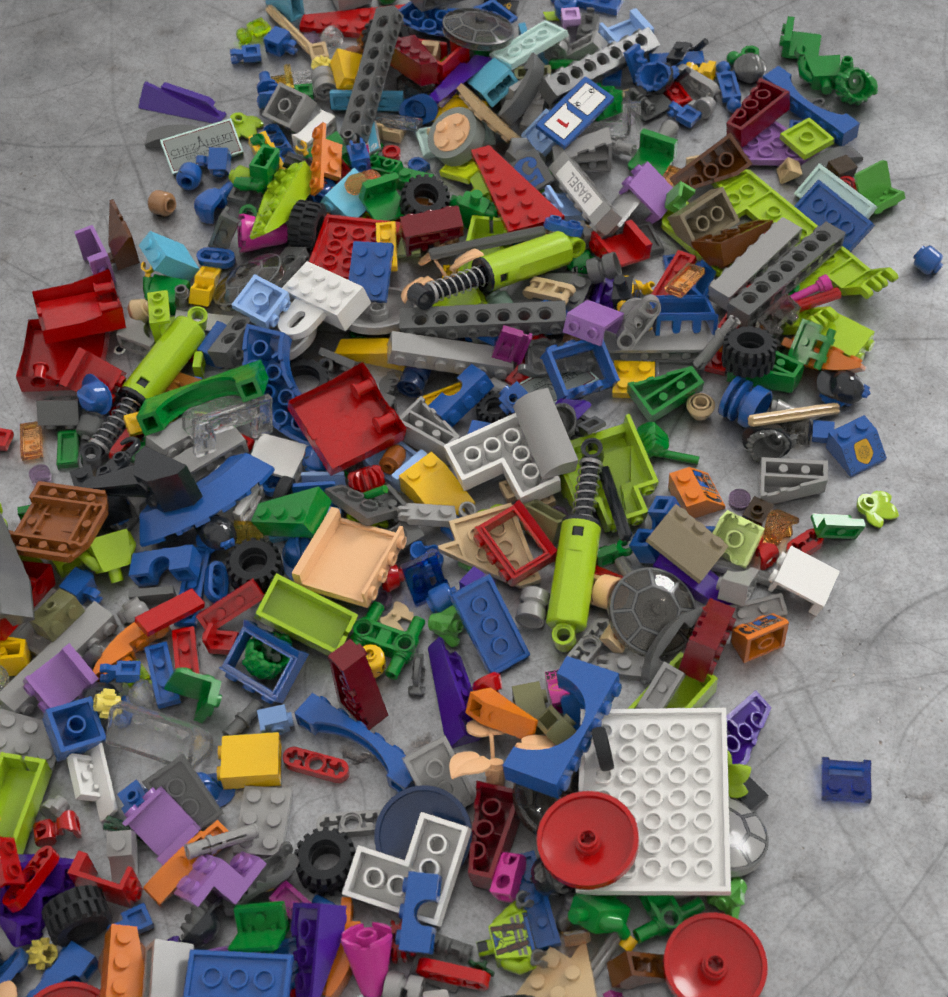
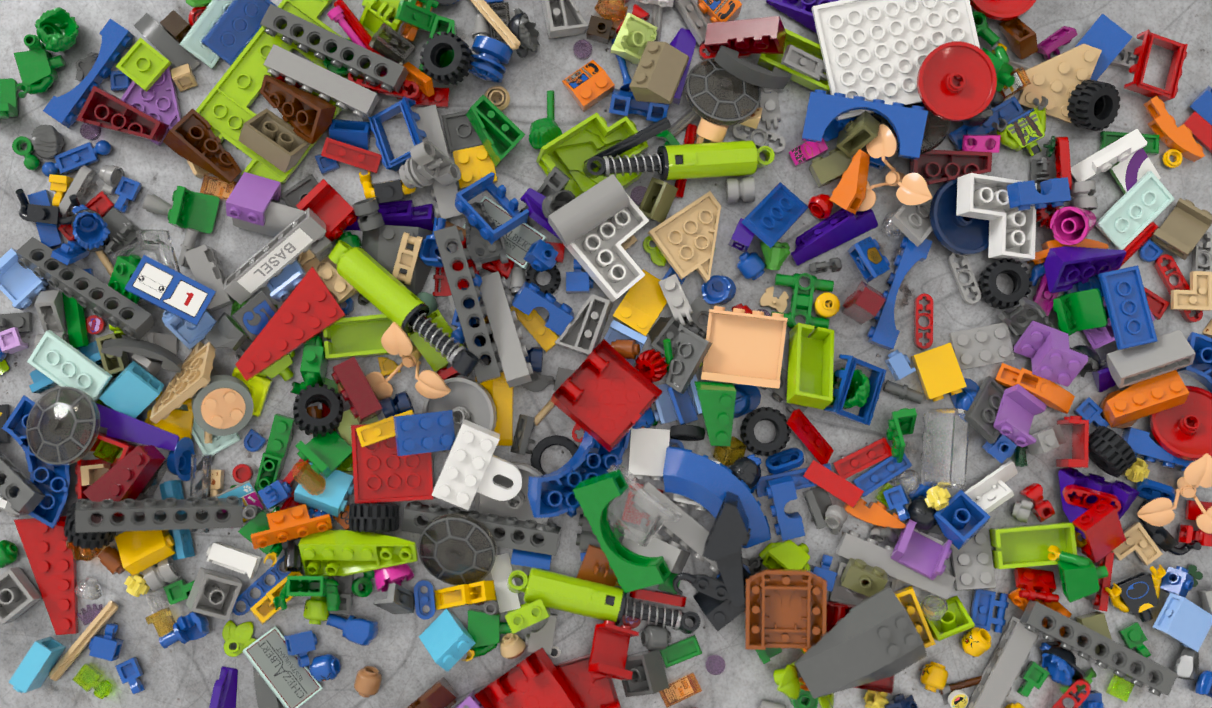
camera: 110 degrees left, 30 degrees up
(94, 395) = (634, 643): blue piece -> none
(132, 424) = (650, 593): yellow tile -> none
(199, 364) = (561, 564): lime tile -> none
(211, 844) = (1027, 370): light grey pin -> none
(217, 640) = (839, 435): red bracket -> none
(262, 302) = (496, 518): light blue plate -> none
(317, 50) = (116, 595): tan slope -> none
(407, 267) = (396, 405): none -> dark blue wheel
(407, 715) = (869, 259): none -> blue slope
(417, 576) = (742, 287): clear blue plate -> none
(469, 507) = (655, 268): light grey hinge -> none
(486, 242) = (362, 331): dark grey axle -> none
(497, 557) = (663, 224): red window -> none
(511, 345) = (485, 272): magenta plate -> none
(570, 228) = (328, 263): blue plate -> none
(591, 320) = (445, 202): medium lavender panel -> none
(602, 748) = (880, 87): black tyre -> none
(677, 196) = (258, 169): bright green panel -> none
(684, 280) = (360, 139): clear orange tile -> none
(715, 343) = (429, 88): light grey pin -> none
(737, 586) = (683, 27): light grey arch -> none

